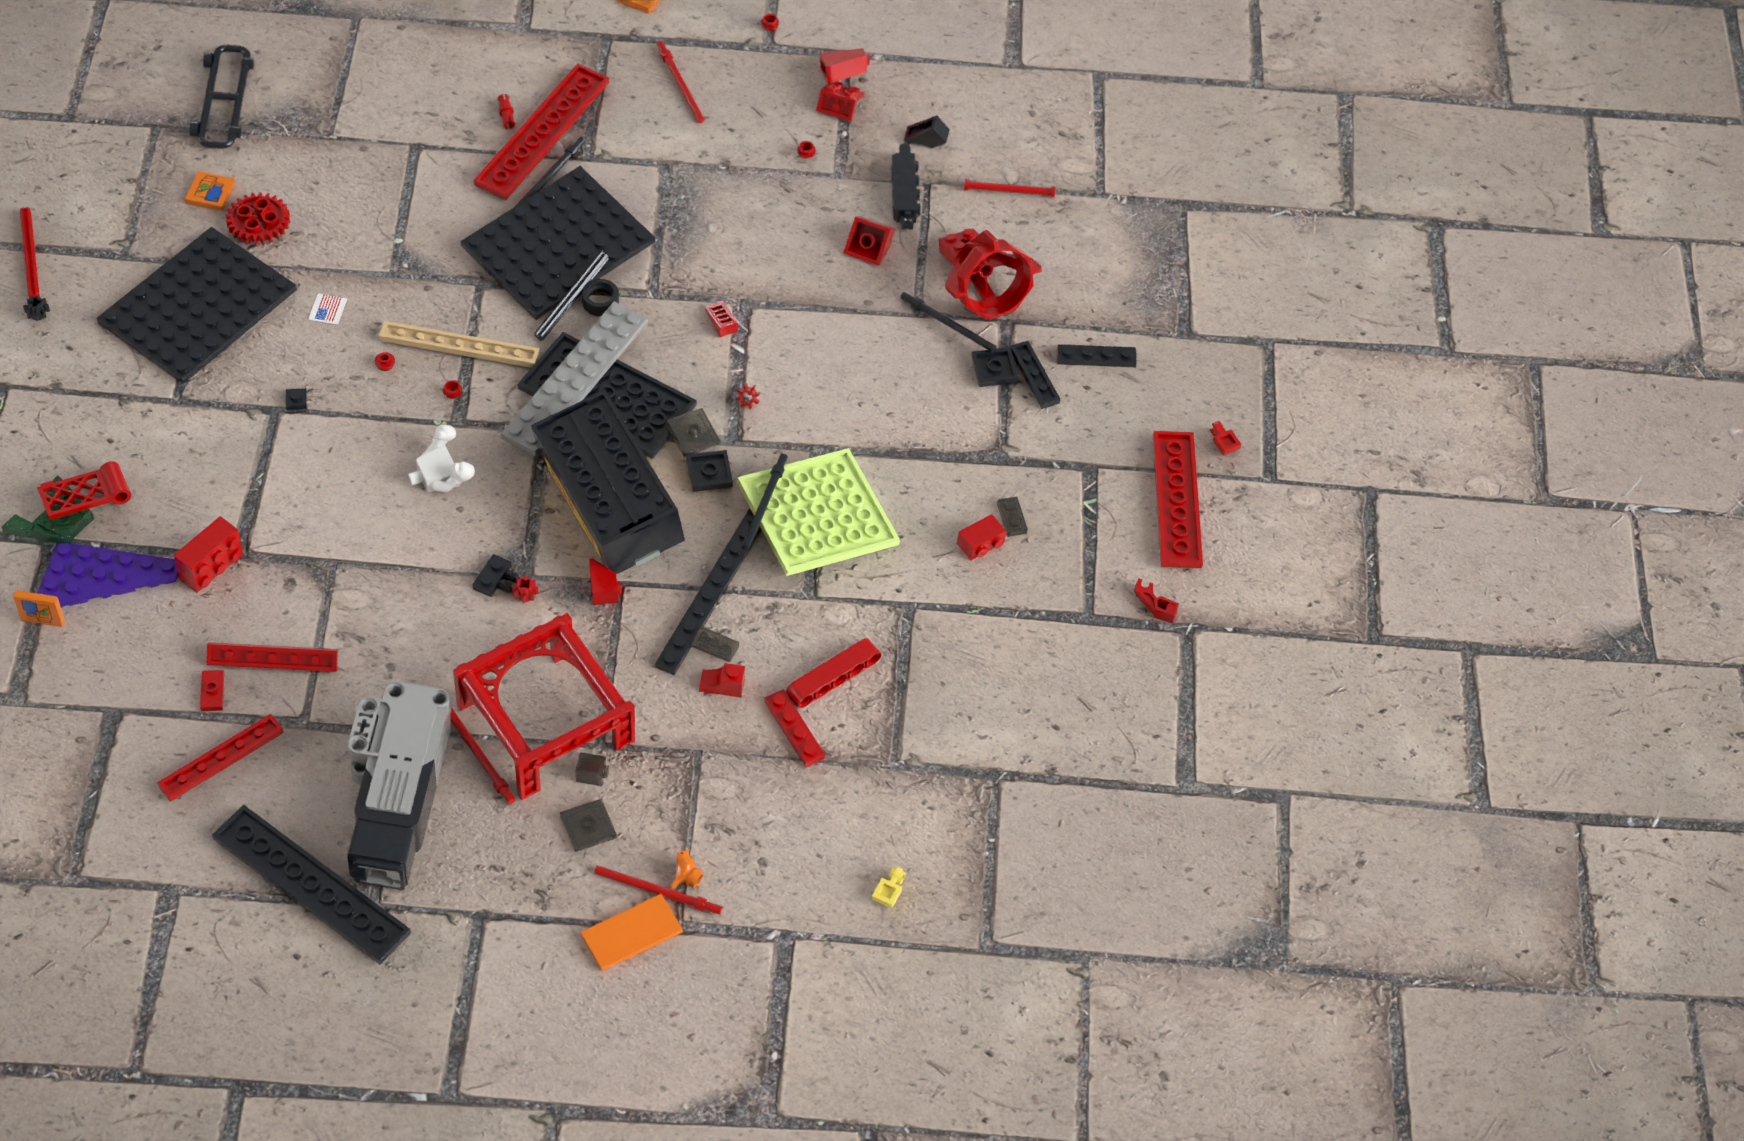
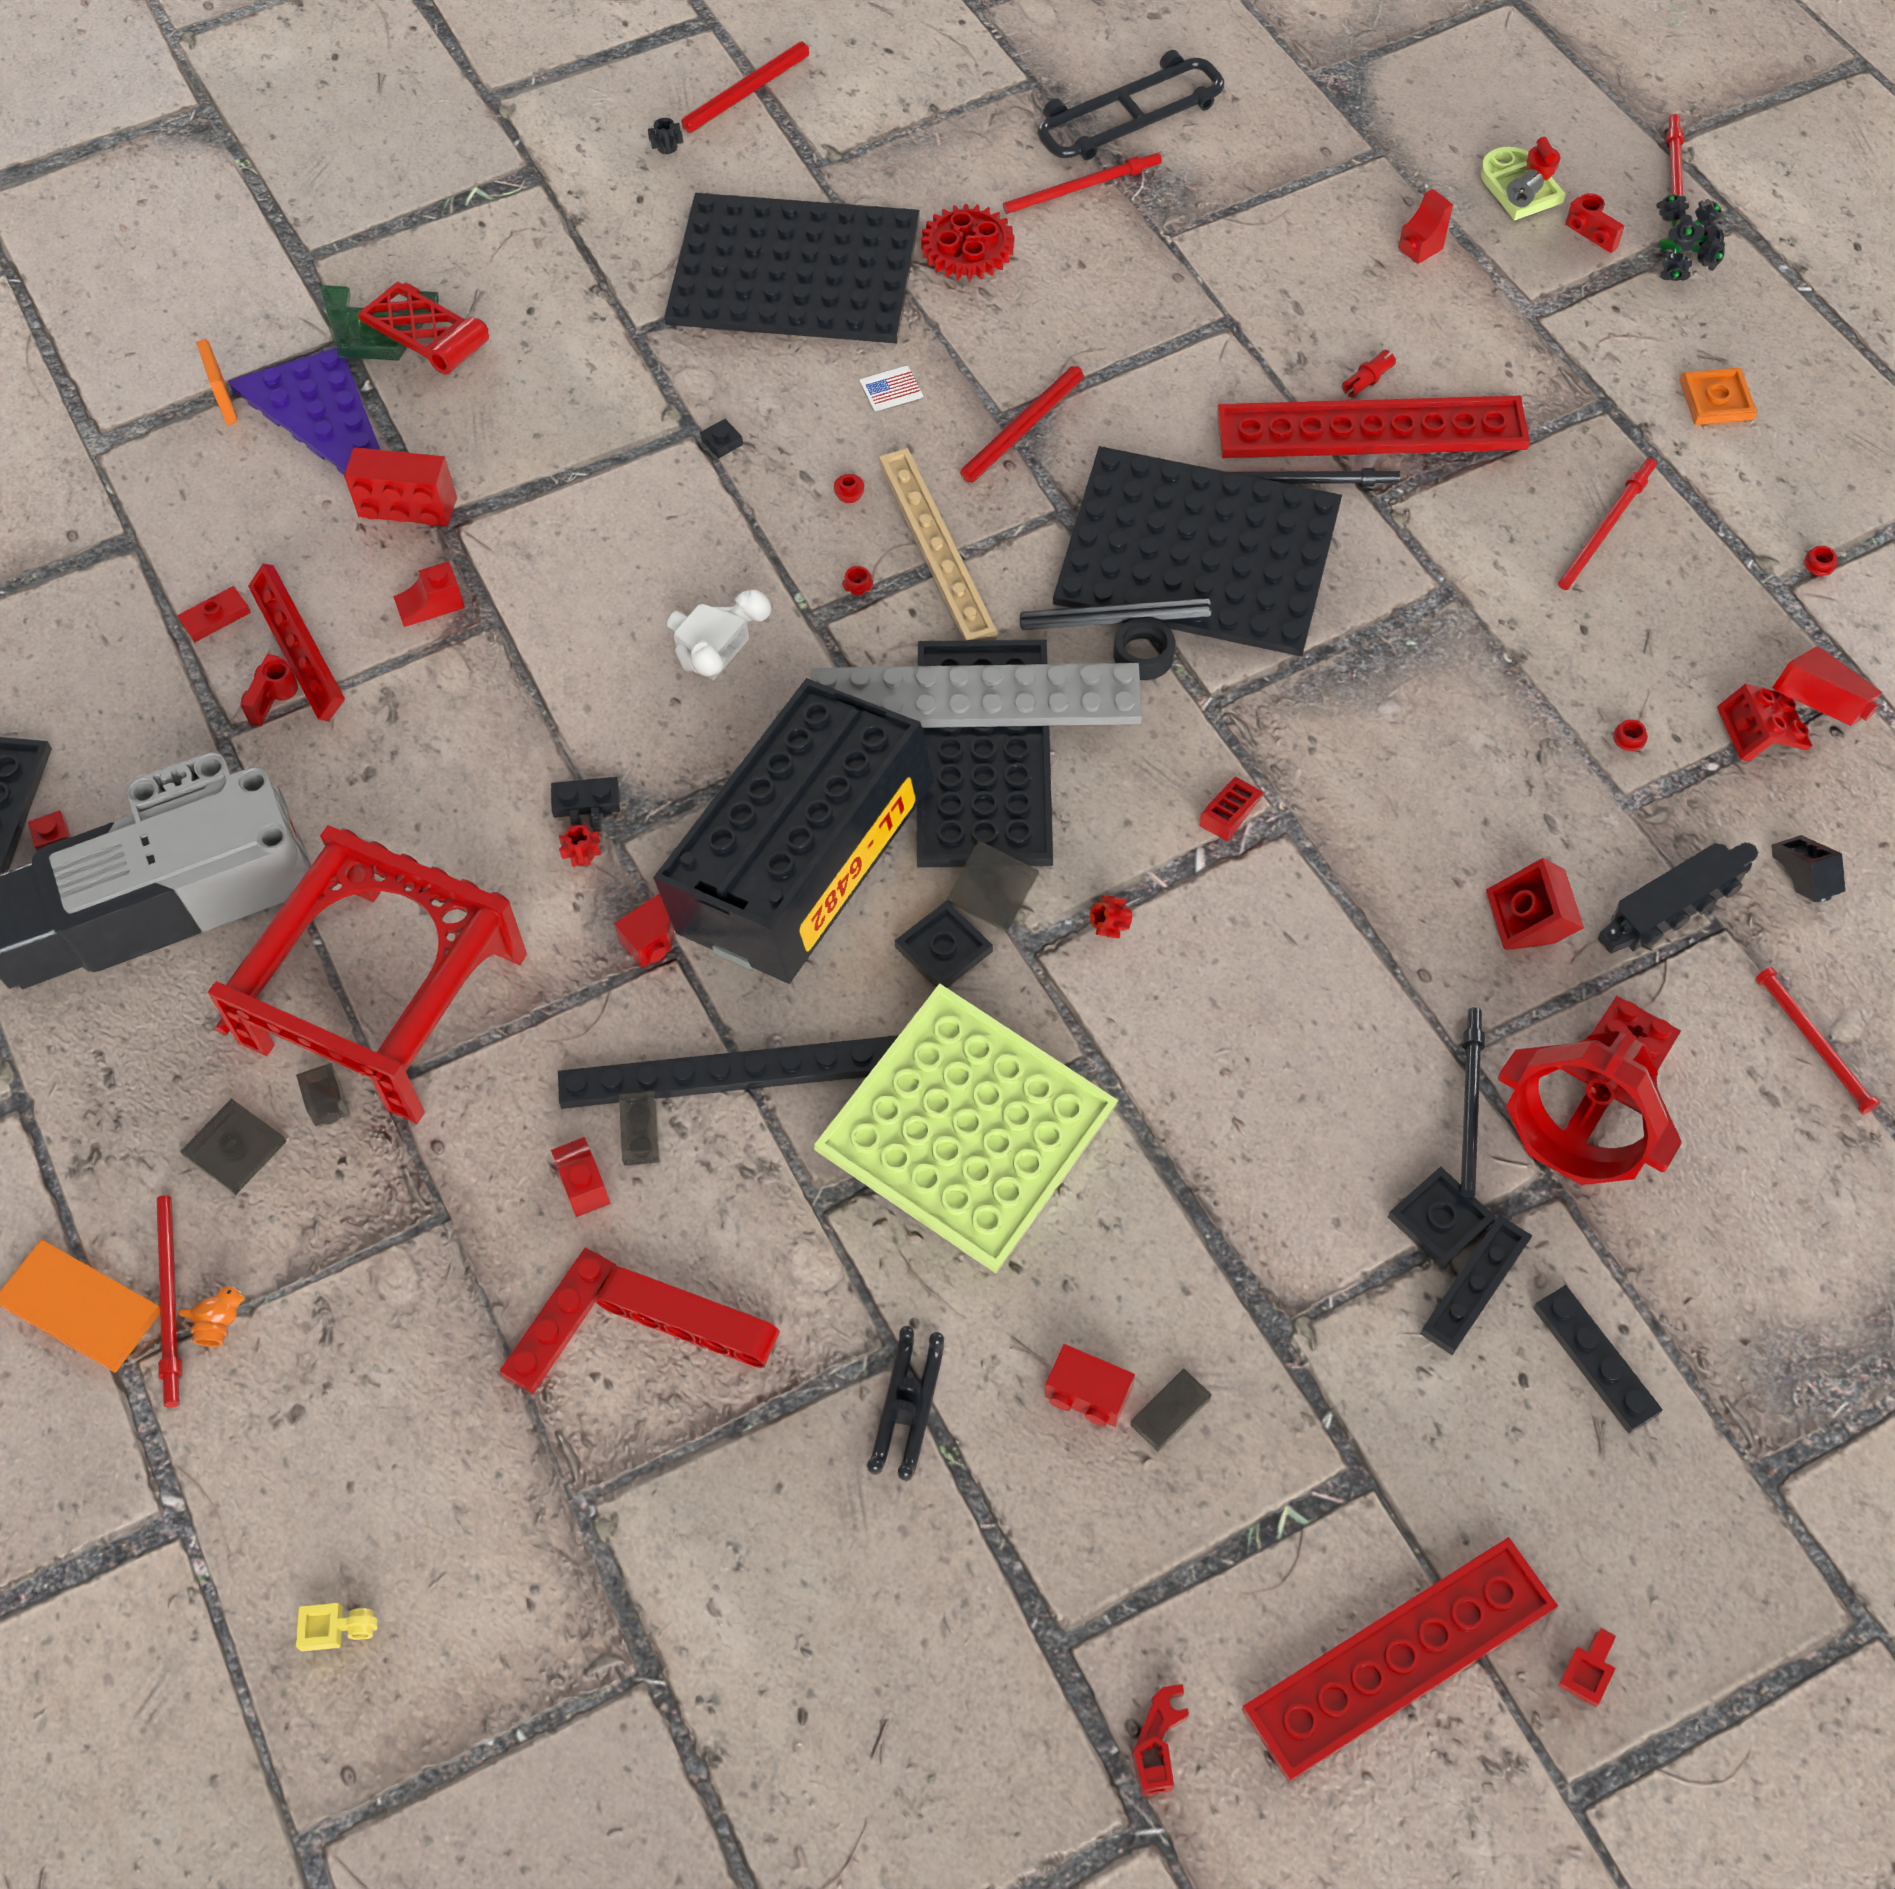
camera: 65 degrees right, 5 degrees up
(210, 190) = (976, 179): orange tile -> none
(220, 757) = (113, 679): red plate -> none
(268, 122) = (1131, 166): none -> red bar
(295, 580) = (430, 596): none -> red arch
(295, 684) = (271, 682): none -> red plate
(306, 832) = (48, 829): none -> red plate
(408, 266) = (1022, 424): none -> red axle
(437, 29) = (1427, 228): none -> red arch
(776, 473) = (984, 1027): black bar -> none
(940, 611) = (907, 1404): none -> black piece

